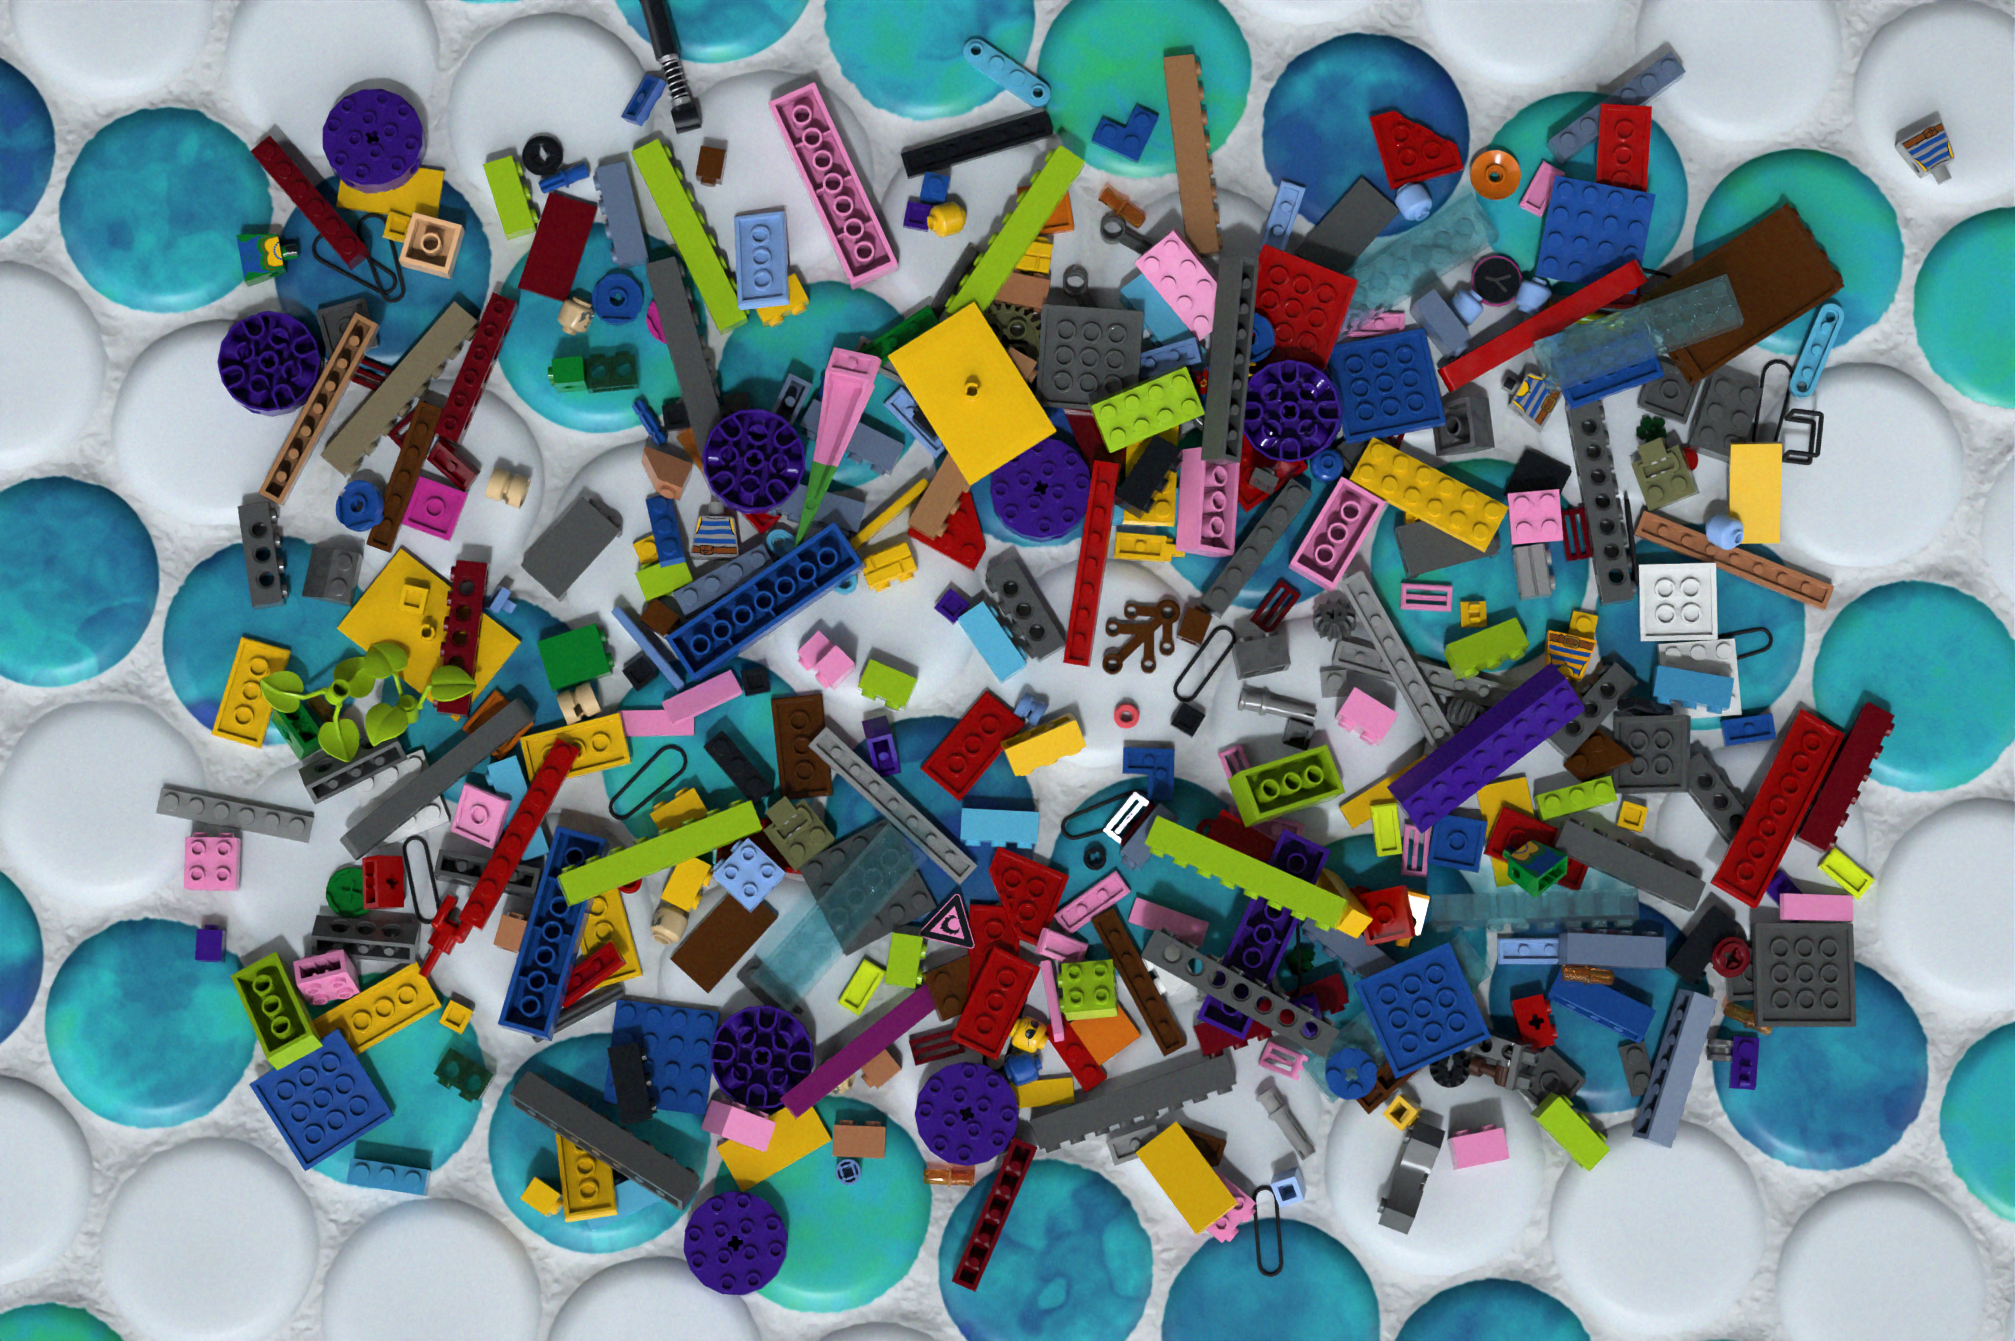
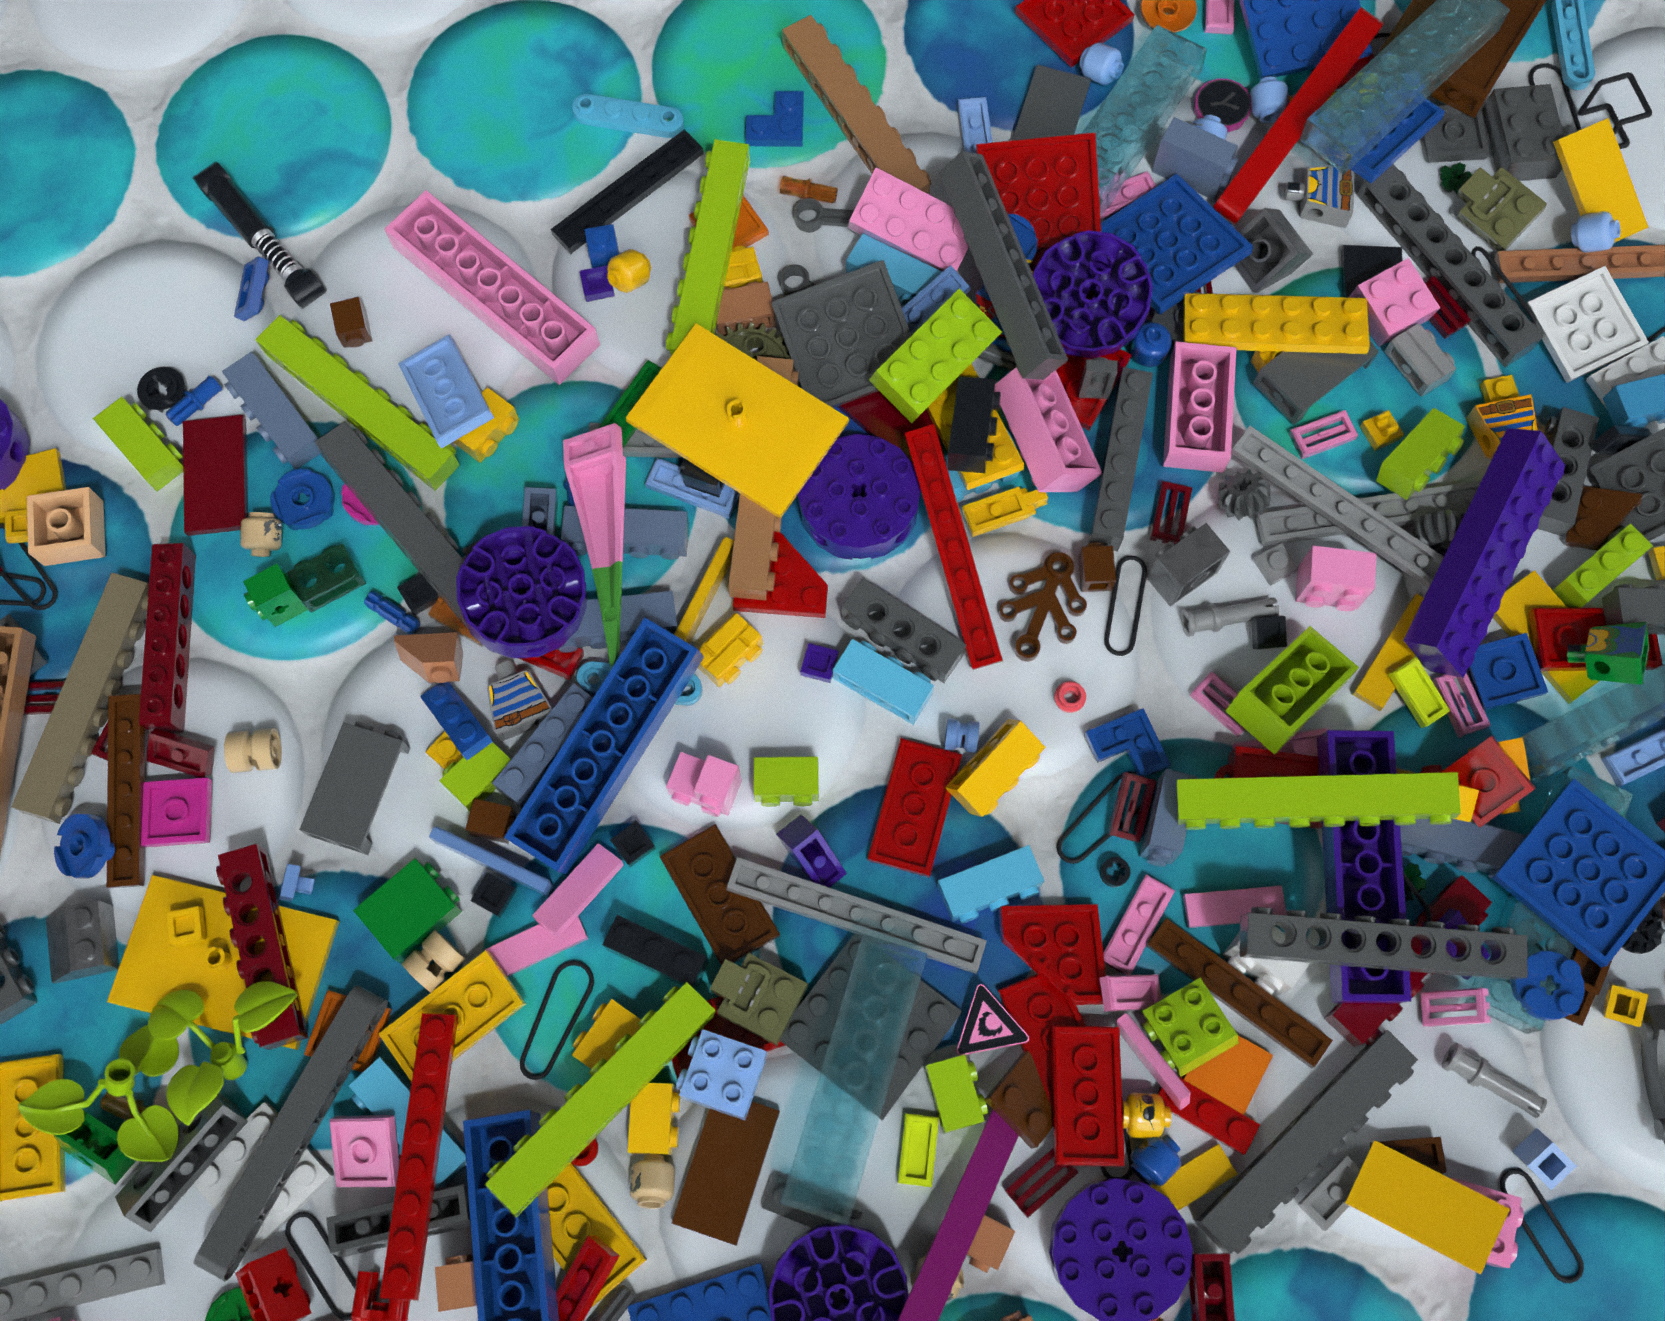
camera: 20 degrees left, 10 degrees down
(953, 281) = (665, 325): dark grey axle -> none
(1187, 720) = (1140, 671): black plate -> none

